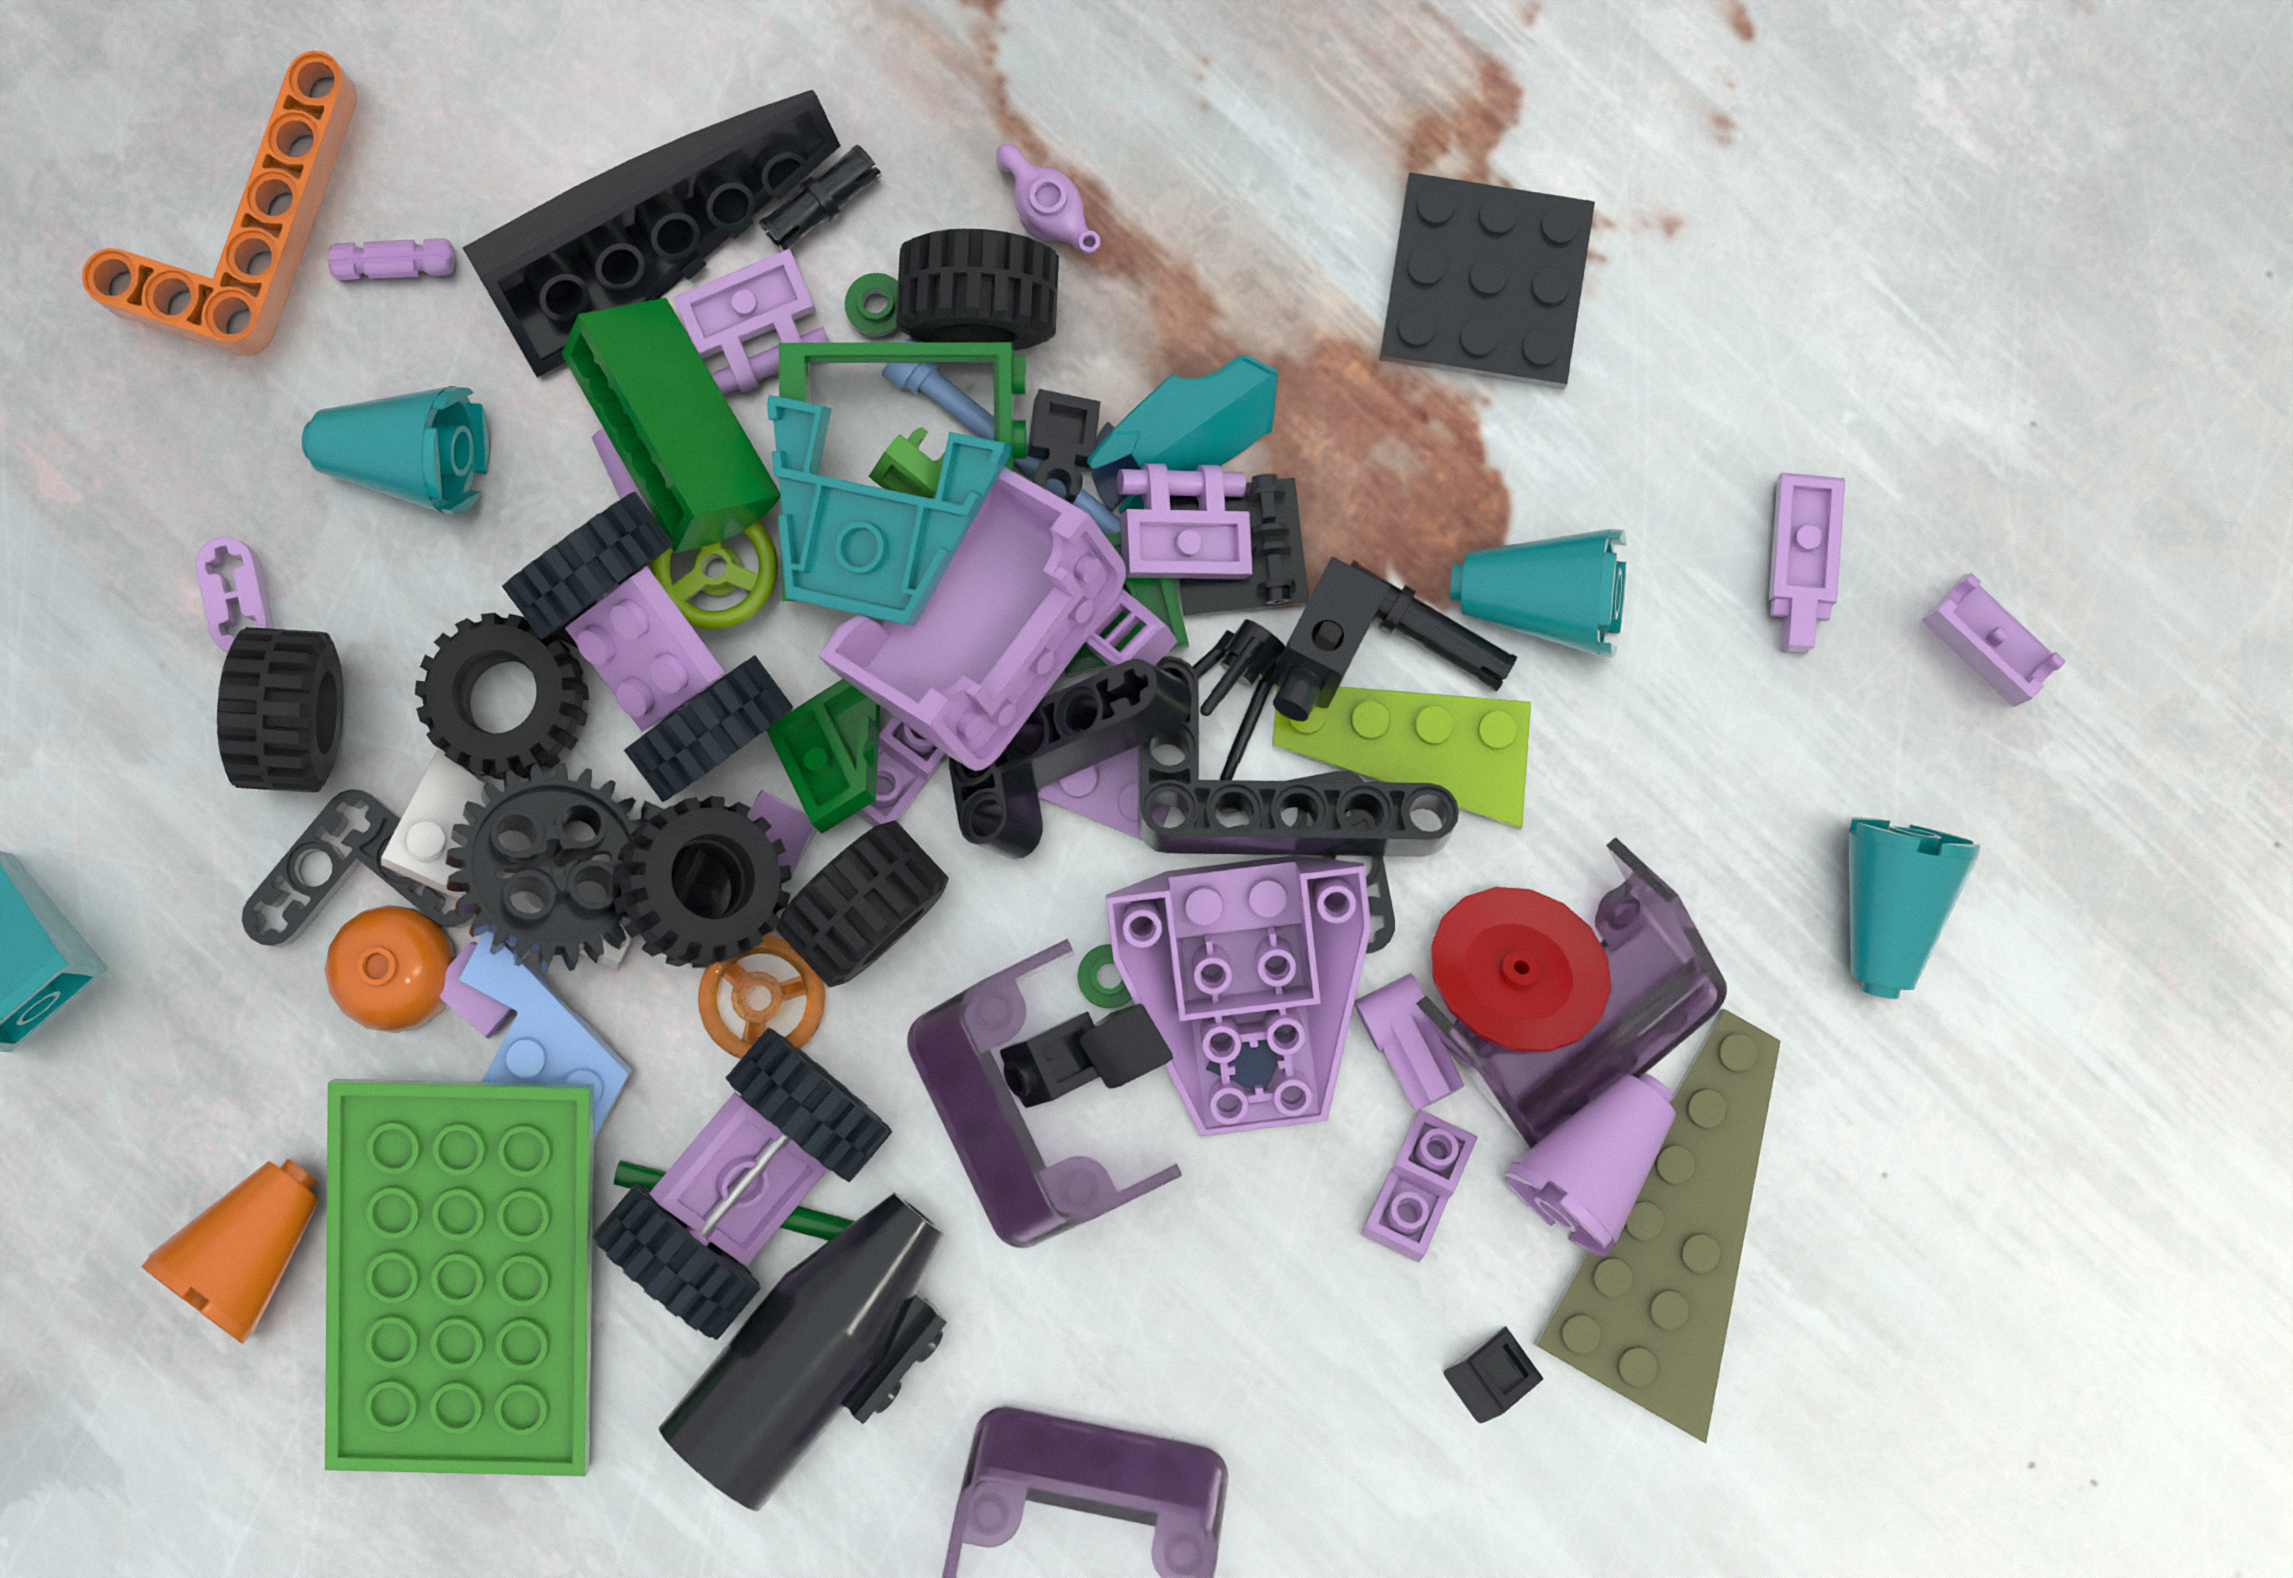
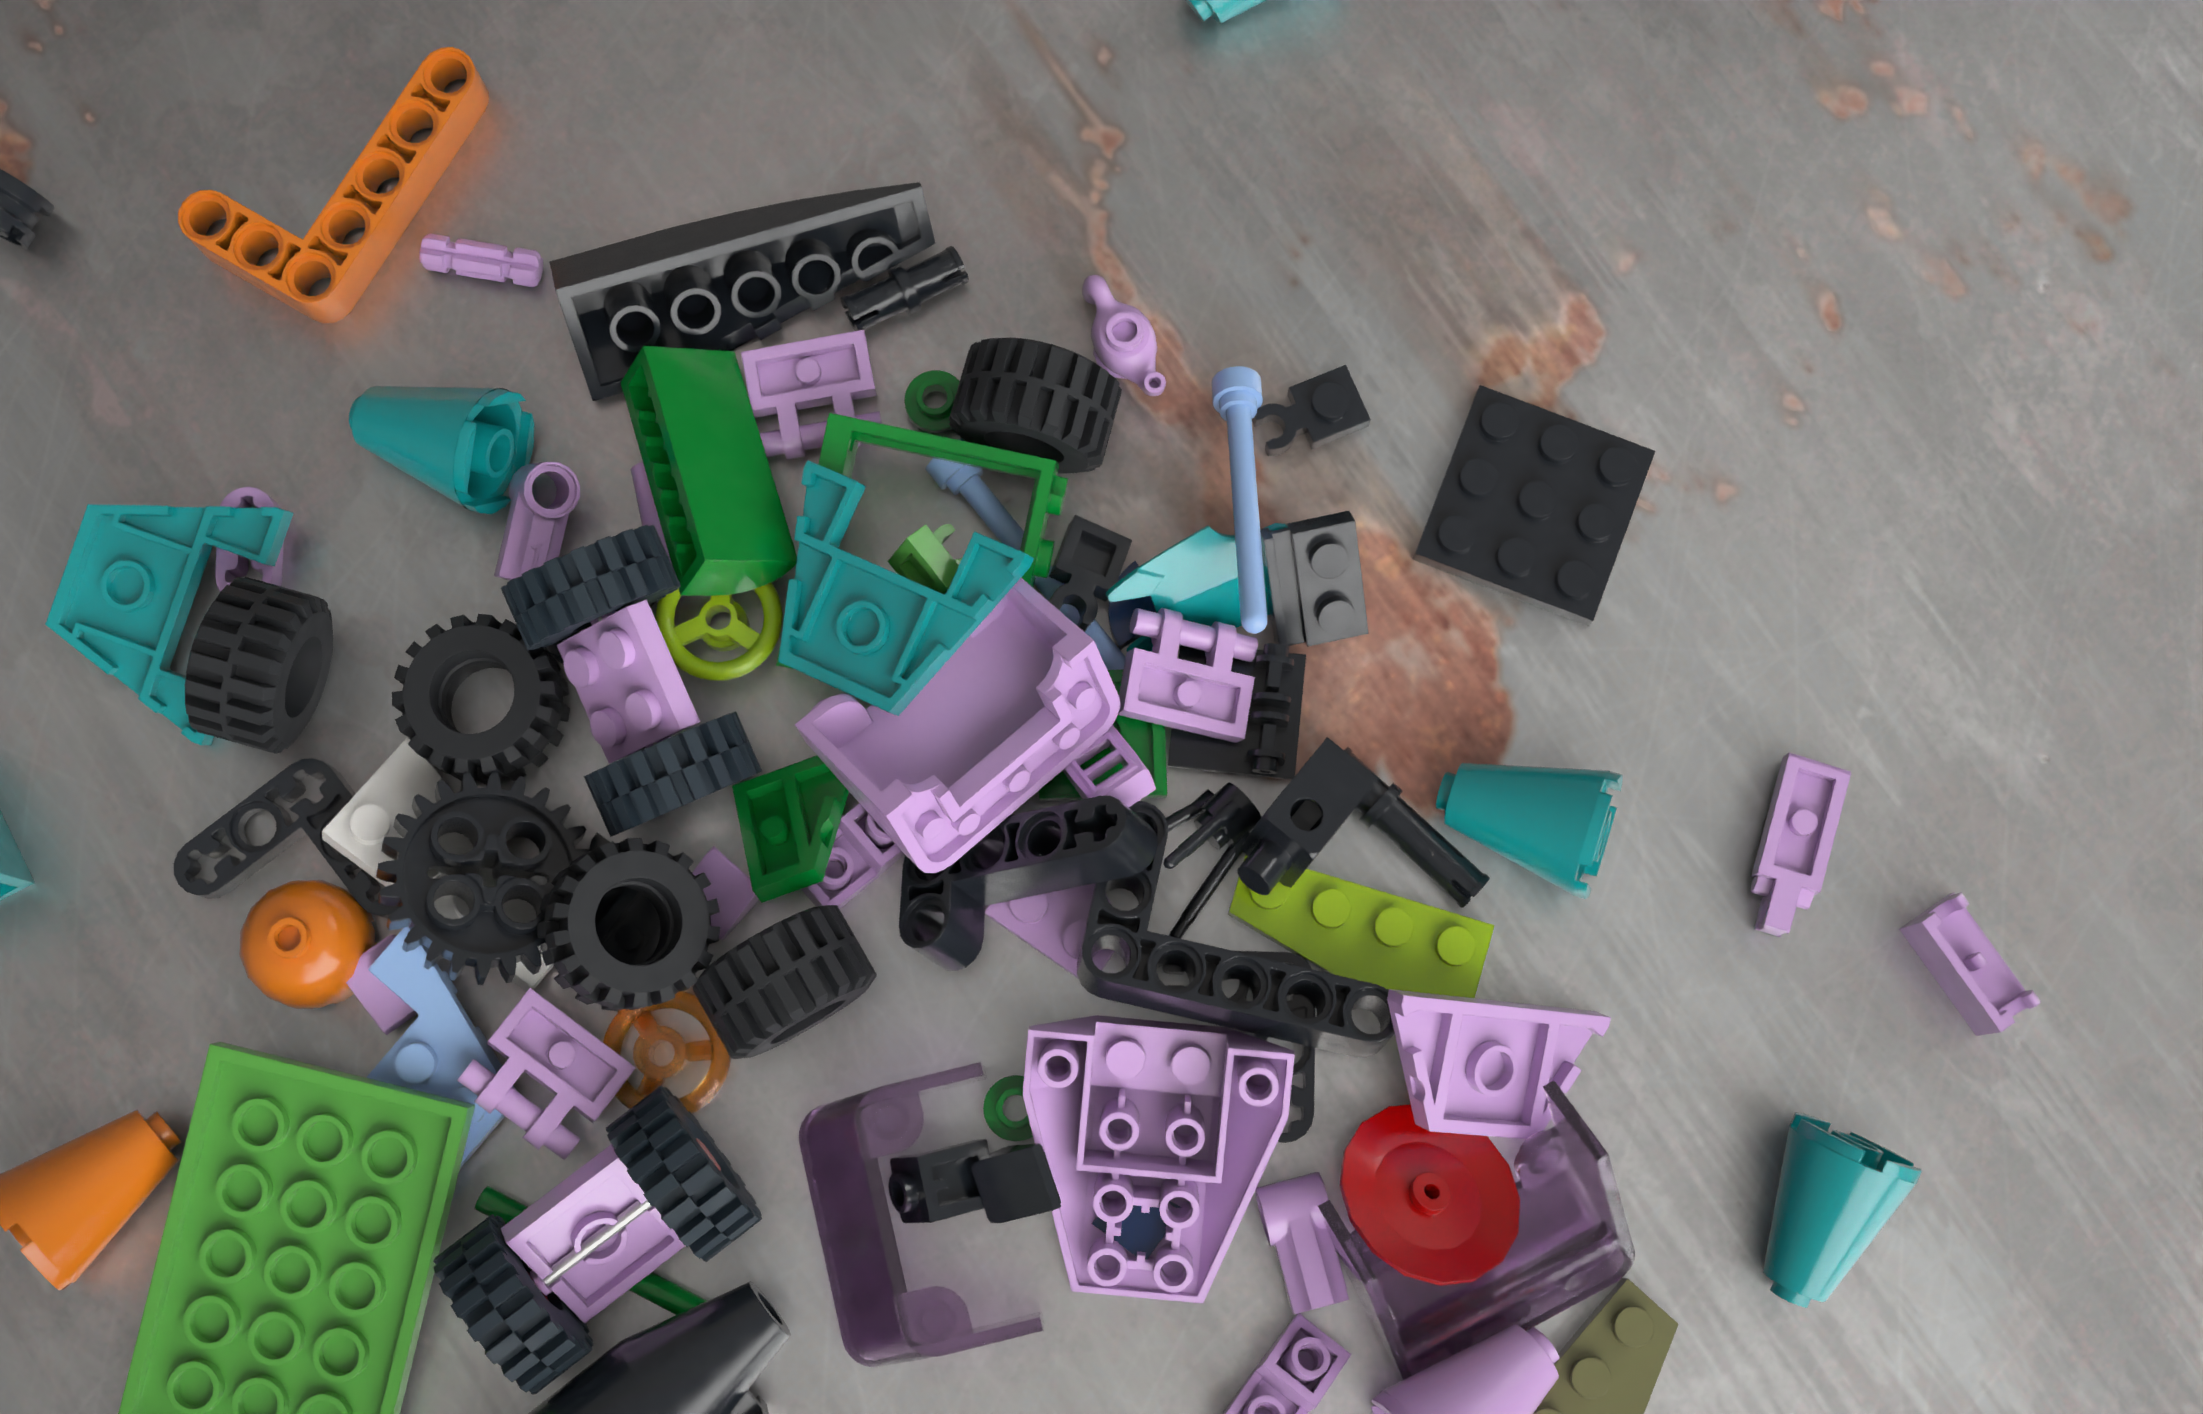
camera: 10 degrees right, 5 degrees down
(134, 656) = (136, 582): none -> teal wing
(512, 521) = (531, 531): none -> lavender piece
(662, 1022) = (558, 1056): none -> lavender plate
(1173, 238) = (1237, 398): none -> light blue piece
(1258, 229) = (1320, 408): none -> black plate
(1287, 404) = (1314, 580): none -> plate
(1548, 833) = (1486, 1061): none -> lavender wing

